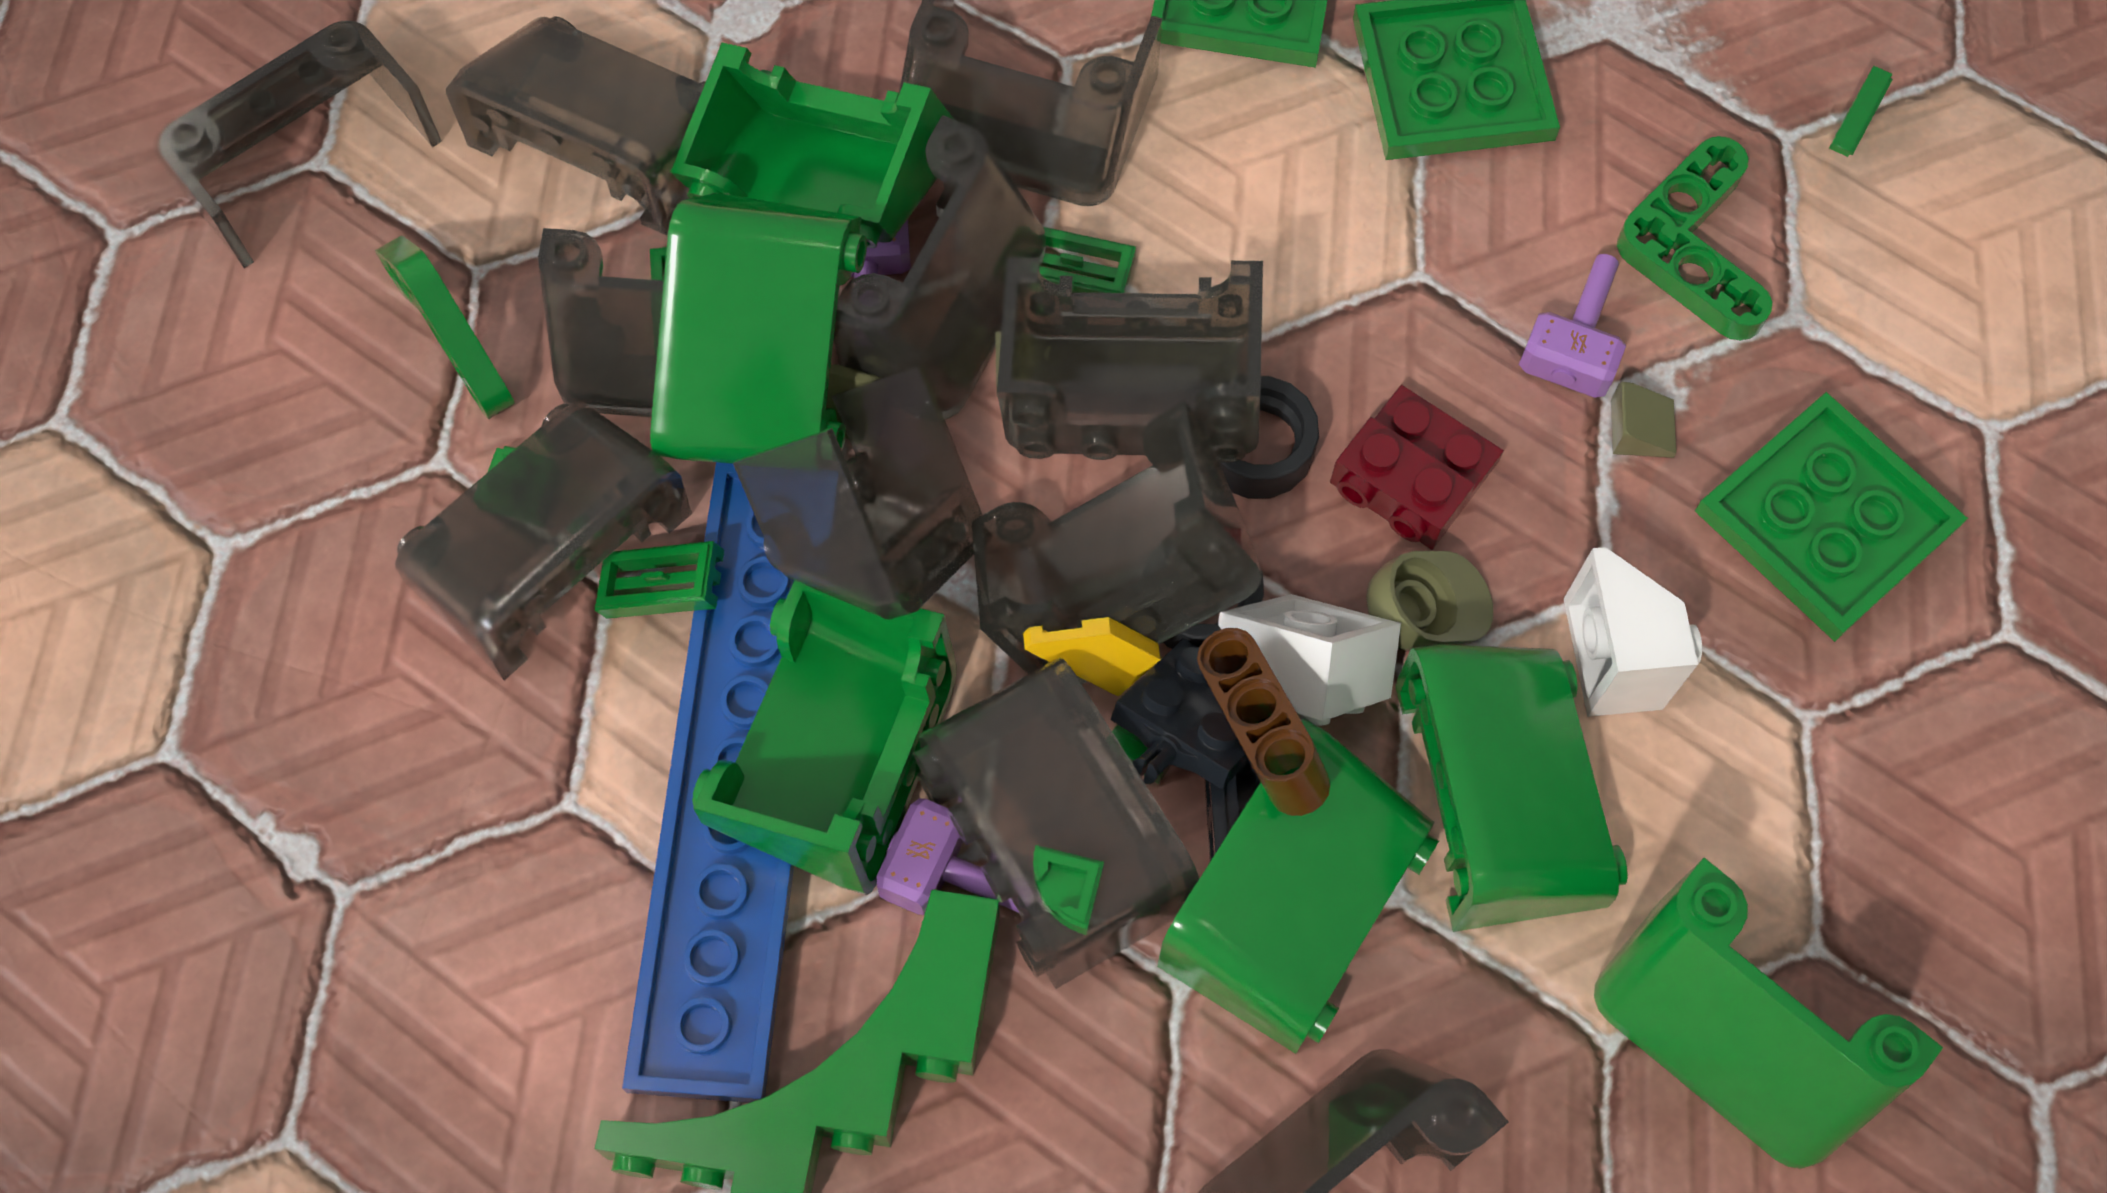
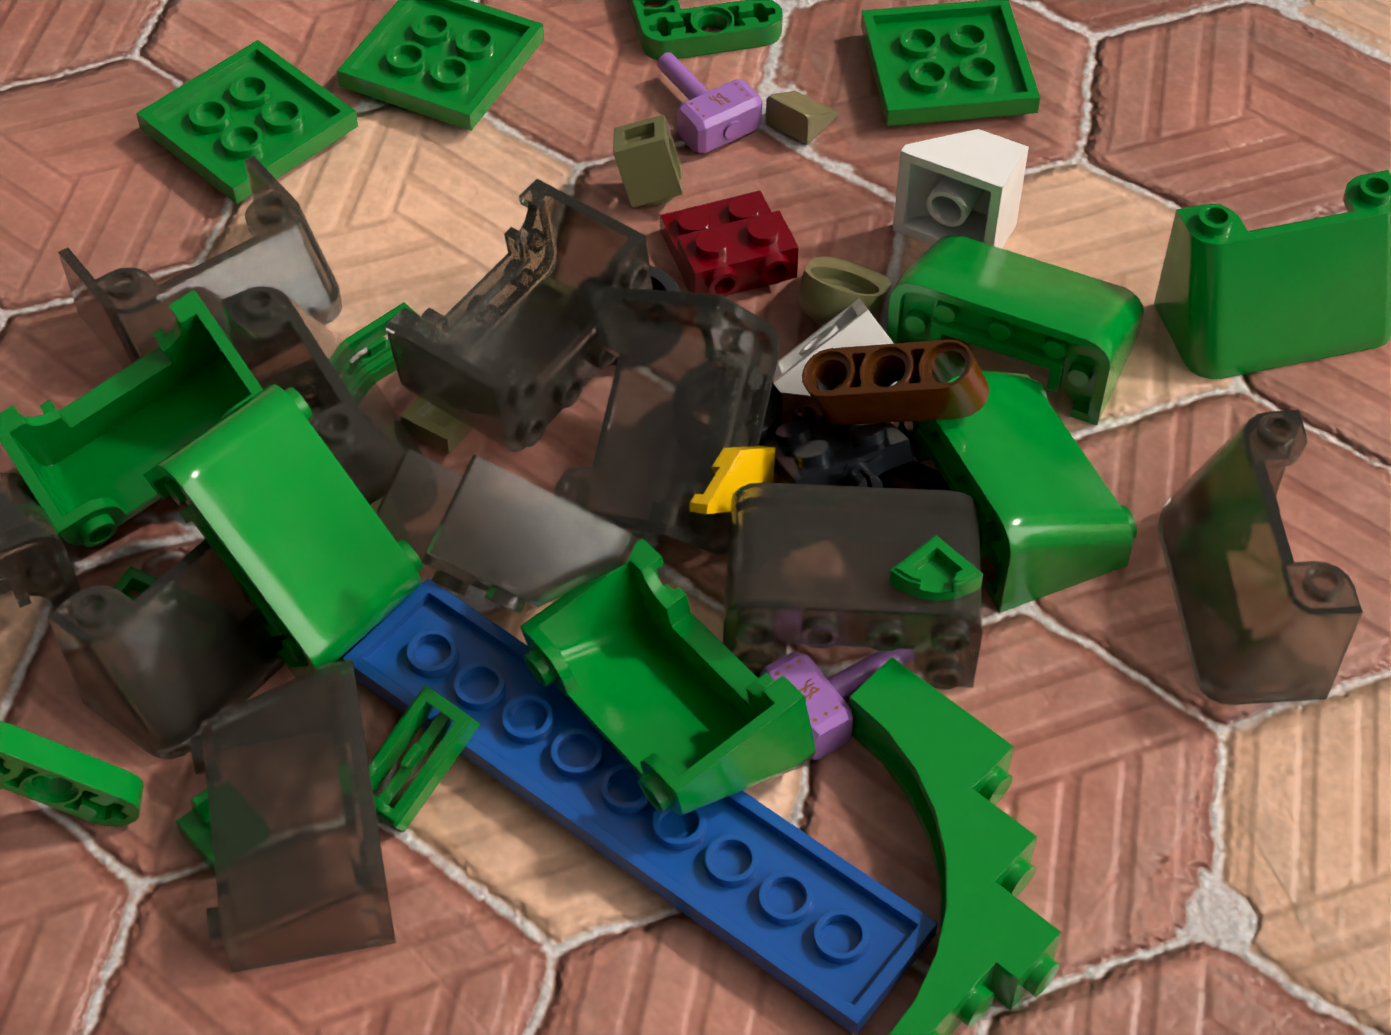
camera: 55 degrees left, 15 degrees down
(1445, 331) = (648, 161): none -> olive brick

